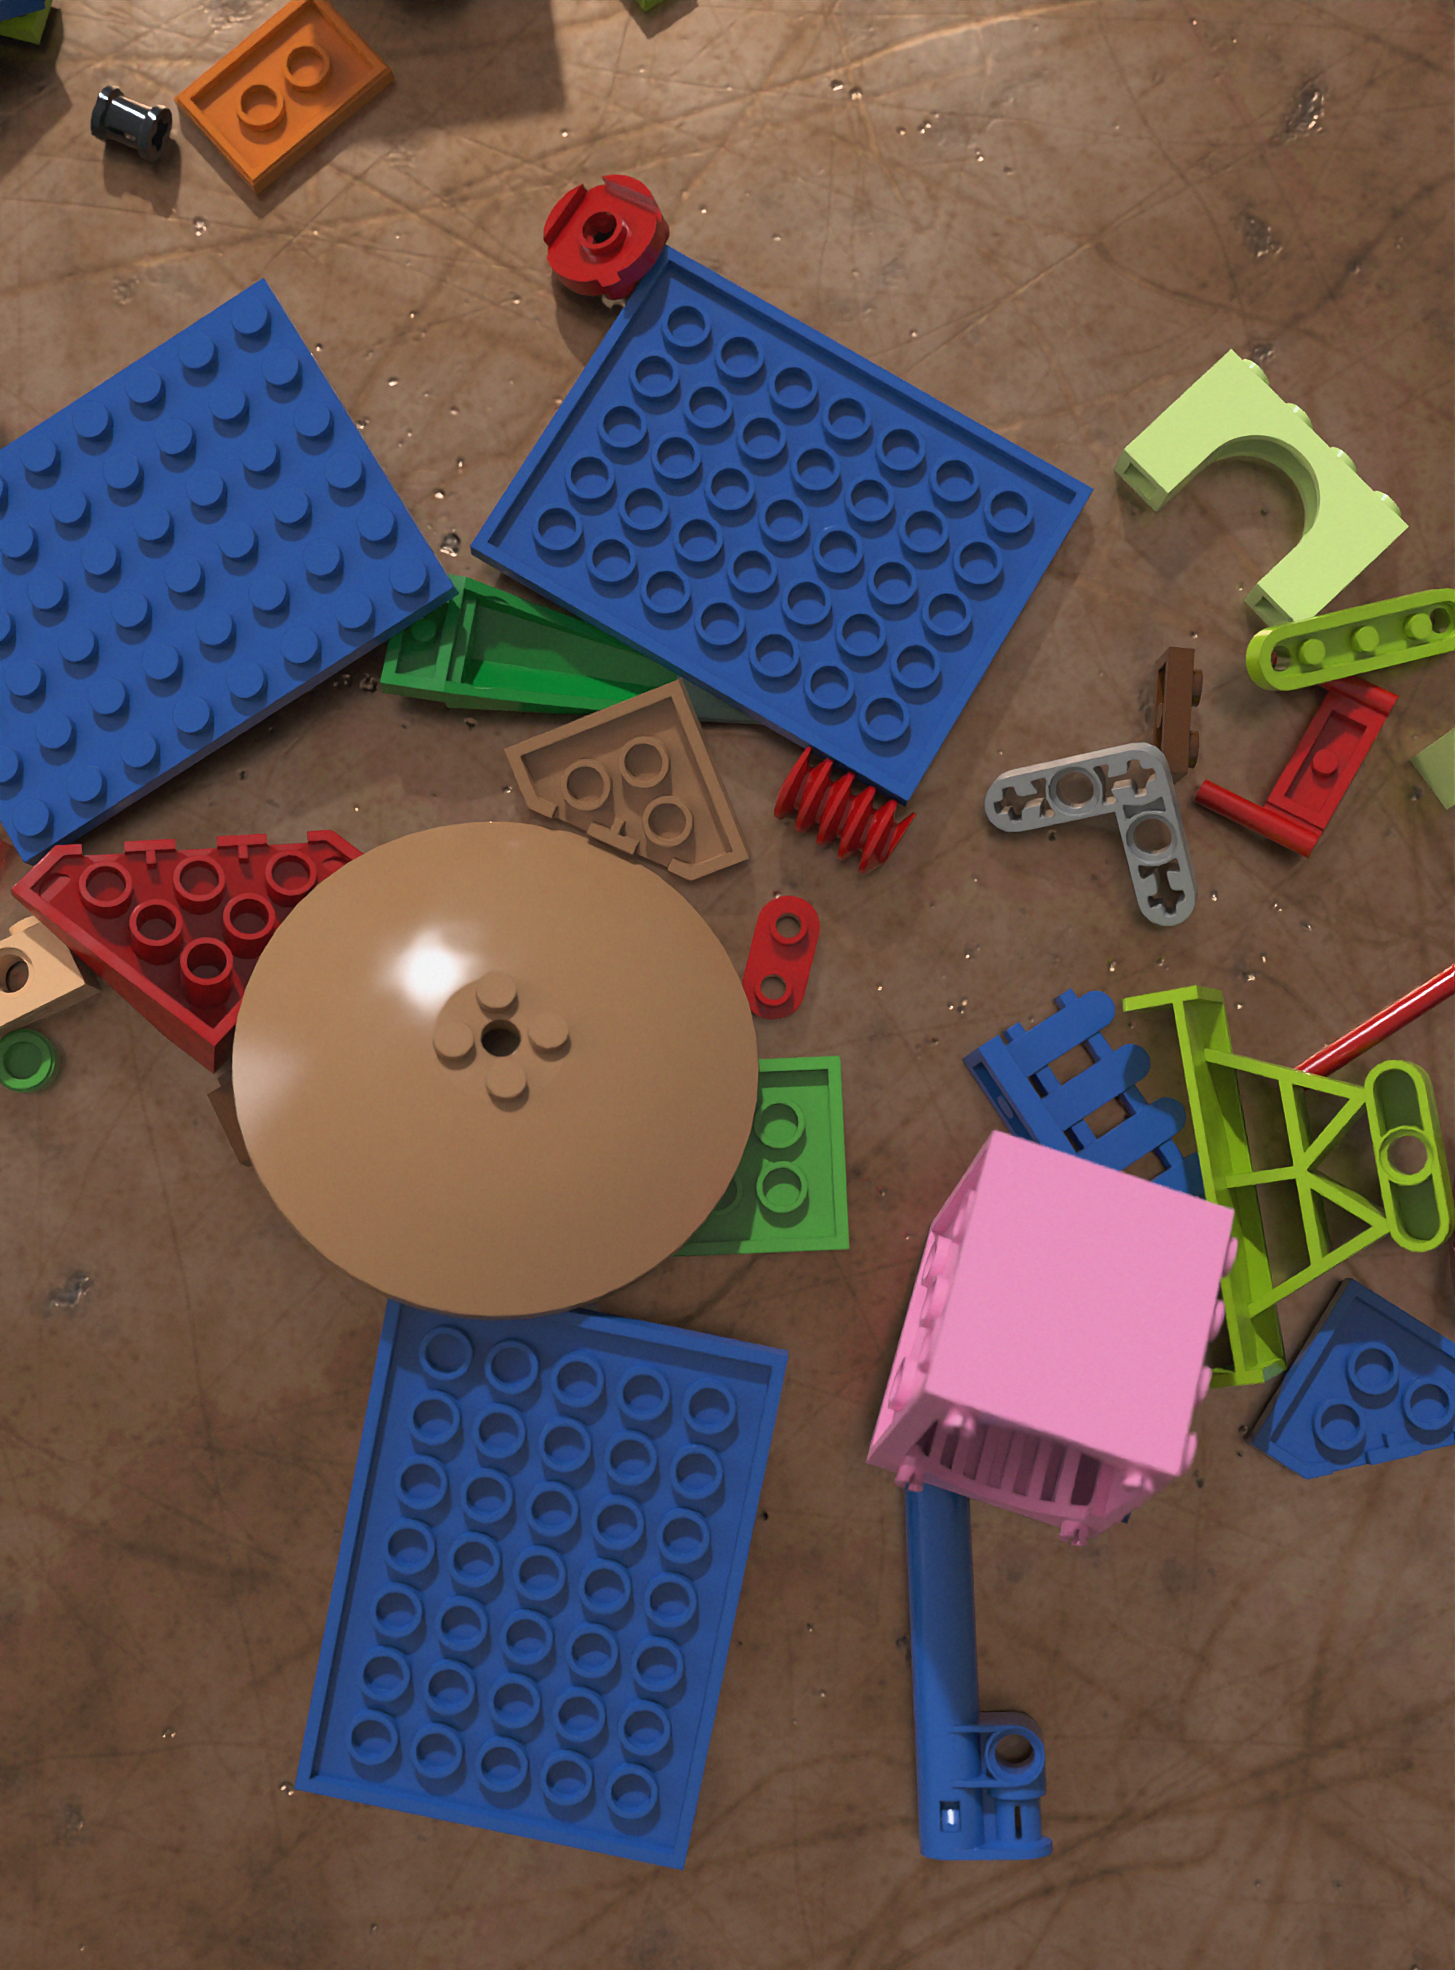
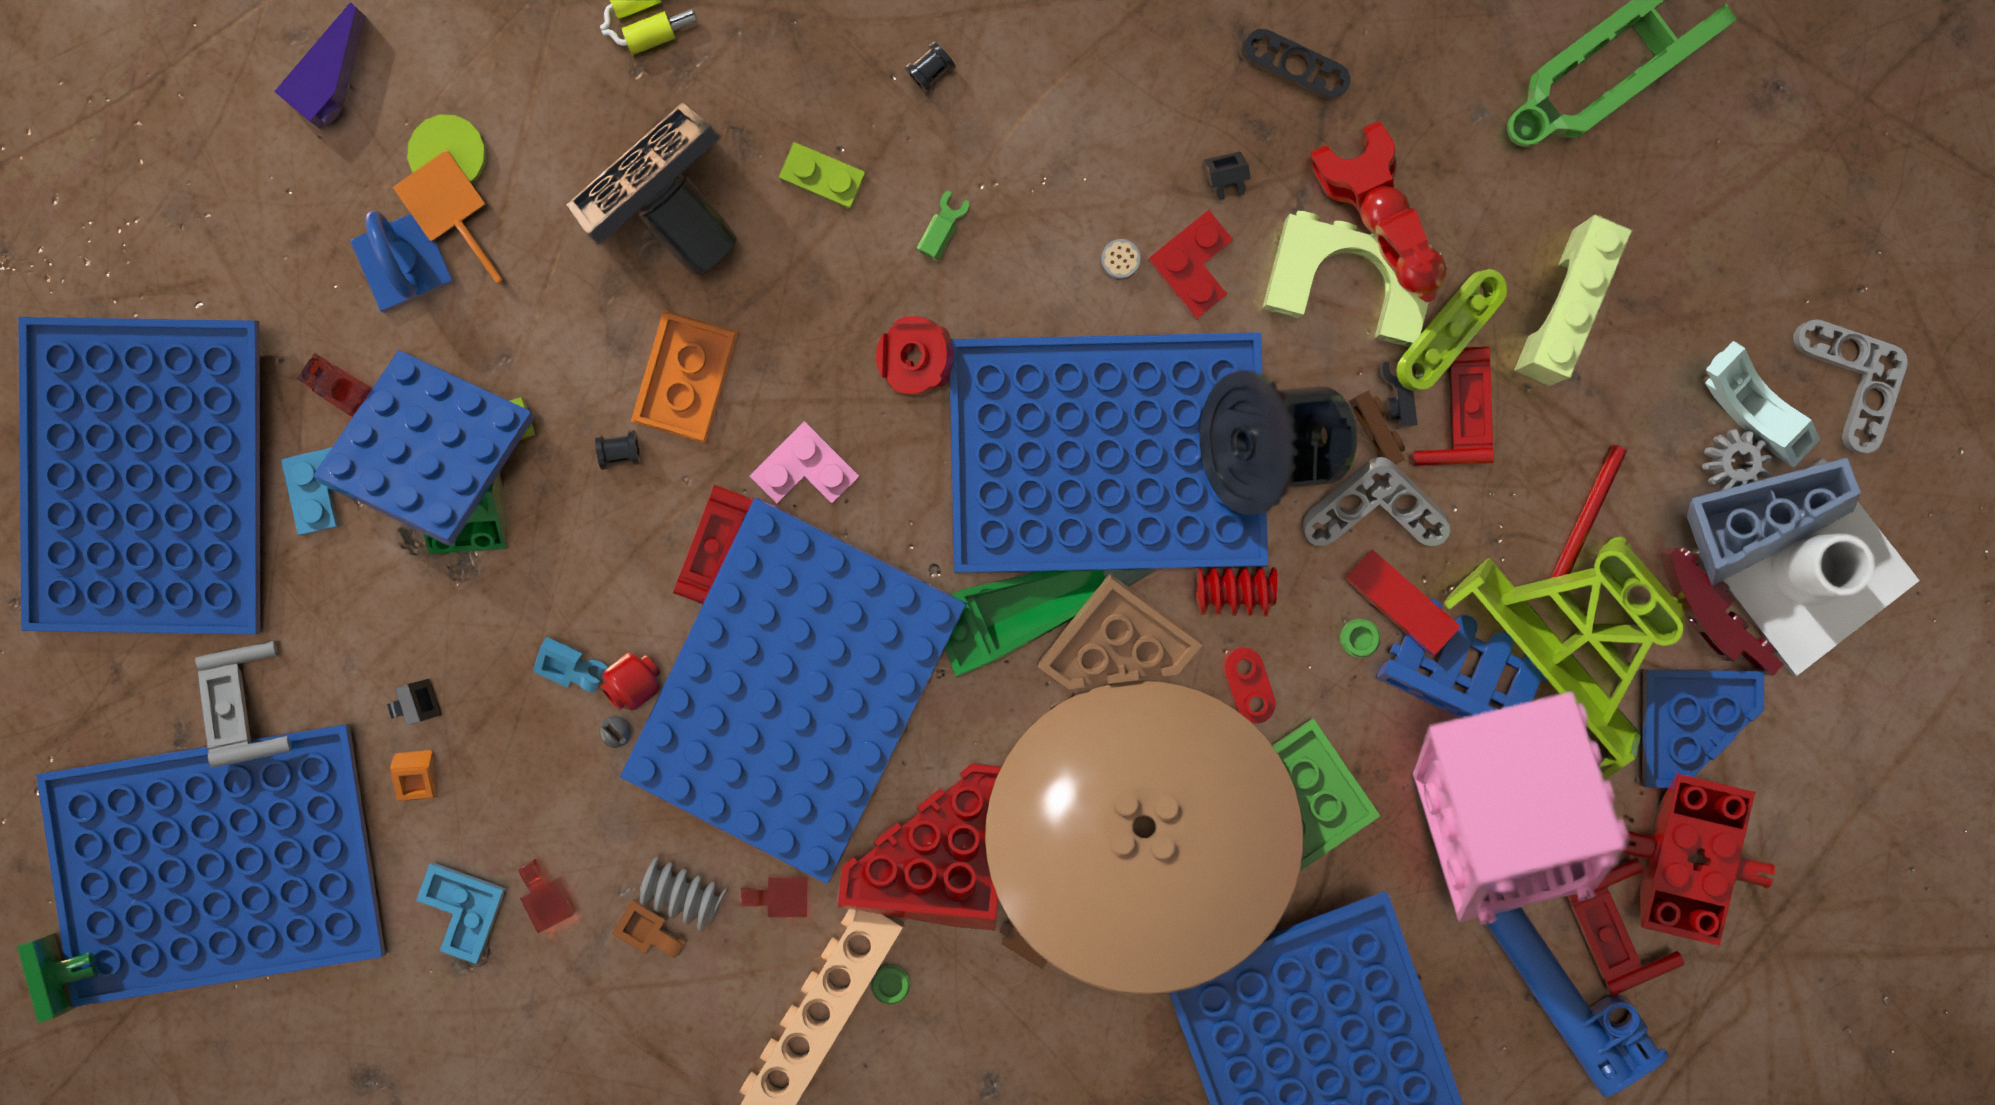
camera: 30 degrees left, 5 degrees up
(169, 308) = (711, 543): none -> red plate
(367, 284) = (800, 457): none -> bright pink plate
(750, 100) = (941, 228): none -> bright green bar
(963, 285) = (1120, 259): none -> tile
(974, 989) = (1360, 638): none -> bright green tile
(981, 614) = (1283, 440): none -> black piece
(1046, 339) = (1183, 262): none -> red plate
(1063, 974) = (1402, 603): none -> red tile
(1069, 1626) = (1610, 940): none -> red plate
(1180, 253) = (1227, 170): none -> black tile
(1227, 704) = (1402, 403): none -> black plate
(1315, 1549) = (1687, 896): none -> red slope
(1364, 389) = (1384, 210): none -> red piece
(1365, 150) = (1318, 86): none -> black beam

